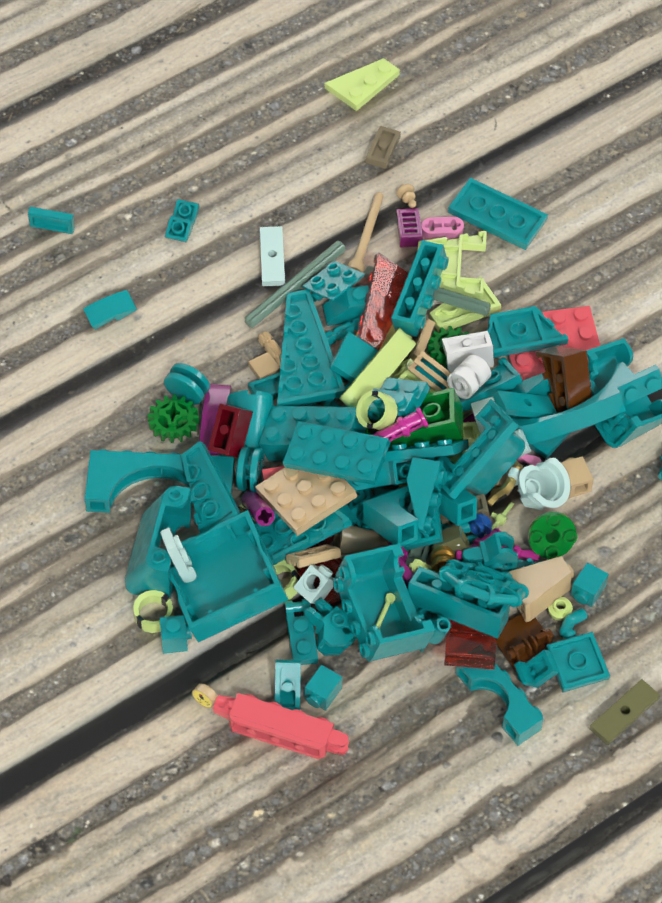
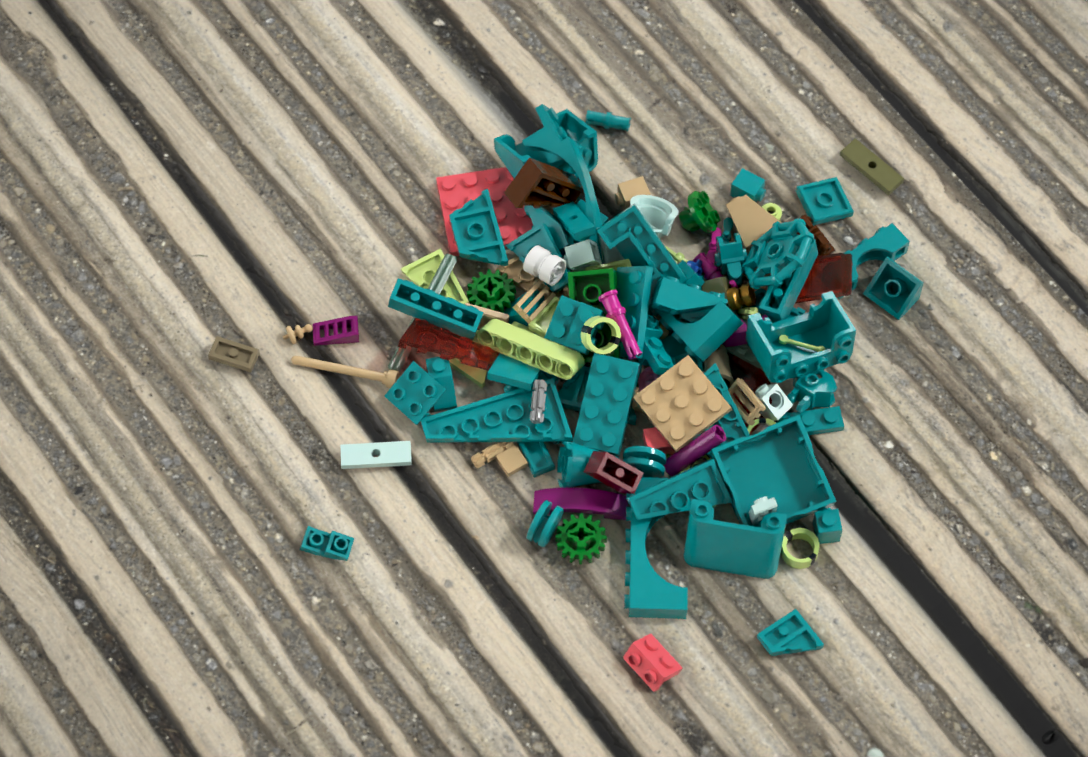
camera: 90 degrees left, 5 degrees up
(40, 476) = (651, 661): none -> coral bracket
(51, 220) = (328, 671): teal tile -> none
(56, 595) = (789, 636): none -> teal wing
(109, 308) = (446, 605): teal slope -> none
(204, 695) = (887, 498): tile -> none
(281, 726) = (913, 434): coral hinge -> none
(288, 683) = (872, 429): slope -> none
(294, 284) = (409, 434): sand green axle -> none
(316, 374) = (538, 401): none -> light grey axle
(323, 688) = (871, 400): teal brick -> none
(336, 453) = (650, 368): teal plate -> none
(340, 331) = (465, 387): teal axle -> none
(363, 84) = (144, 376): yellowish green wing -> none
(441, 627) = (812, 296): teal cone -> none
(442, 227) = (343, 302): bright pink beam -> none
(451, 276) = (373, 297): yellowish green wing -> none
(462, 346) = (503, 271): white panel -> none
(462, 721) = (894, 288): none -> teal slope
(498, 213) = (322, 252): teal plate -> none
(537, 670) = (838, 229): teal bracket -> none
(570, 620) = (791, 208): teal arm -> none

